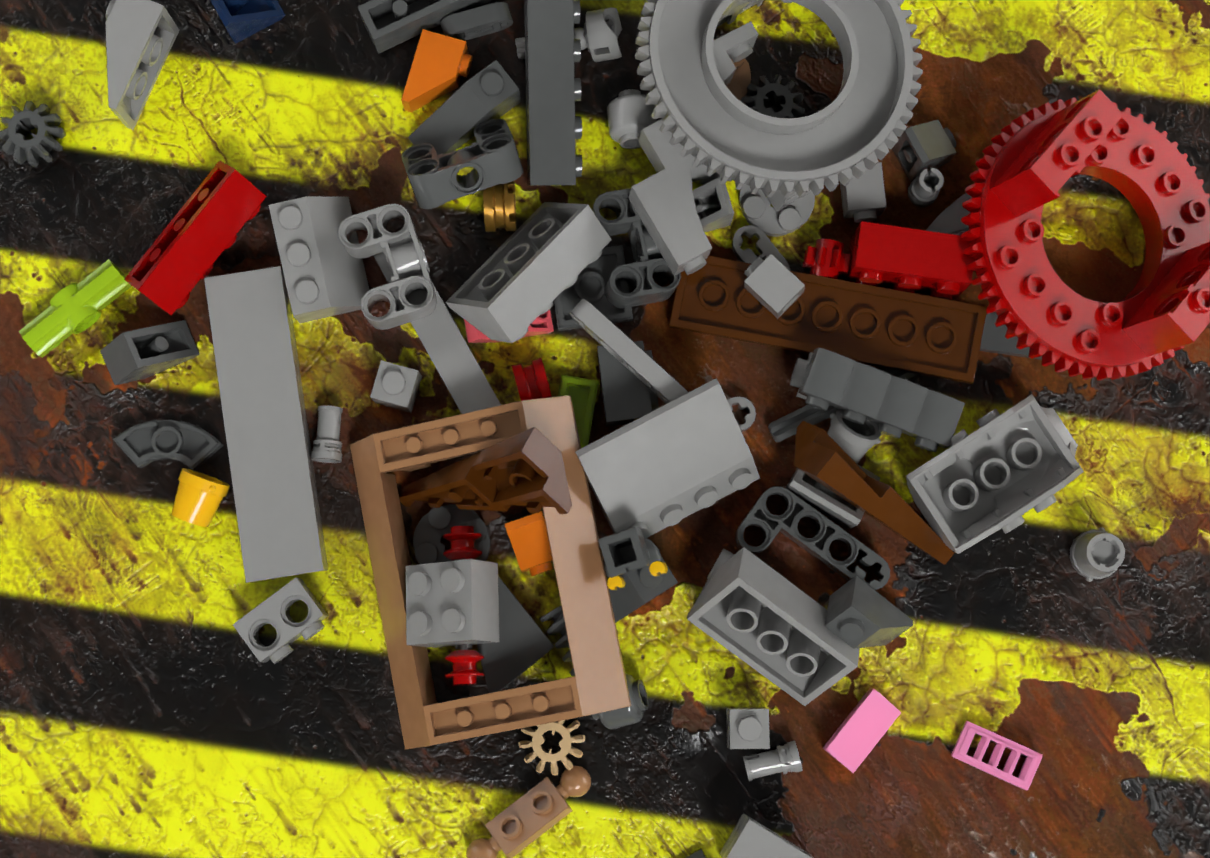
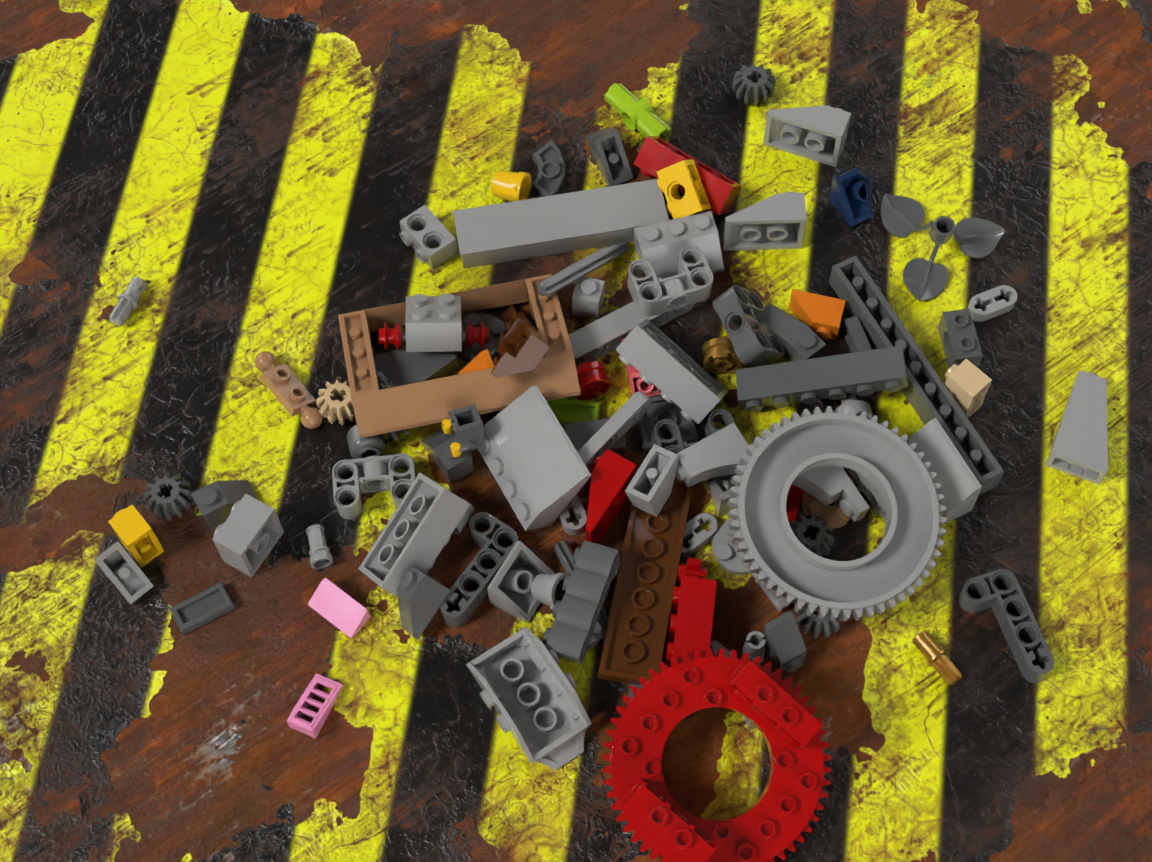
camera: 95 degrees right, 20 degrees down
(211, 236) = (695, 197): none -> yellow brick
(289, 105) = (767, 225): none -> light grey slope
(327, 443) = (550, 260): light grey pin -> none
(359, 389) = (583, 267): none -> dark grey axle
(668, 689) = (370, 475): none -> light grey beam
(705, 357) = (607, 493): none -> red slope
(707, 298) = (653, 480): none -> light grey slope
(748, 728) = (342, 526): light grey brick -> none
(773, 284) = (667, 529): light grey brick -> none
(830, 466) = (519, 576): reddish brown wedge -> none
(865, 196) = (747, 602): light grey brick -> none
(1096, 554) = (467, 781): light grey piece -> none

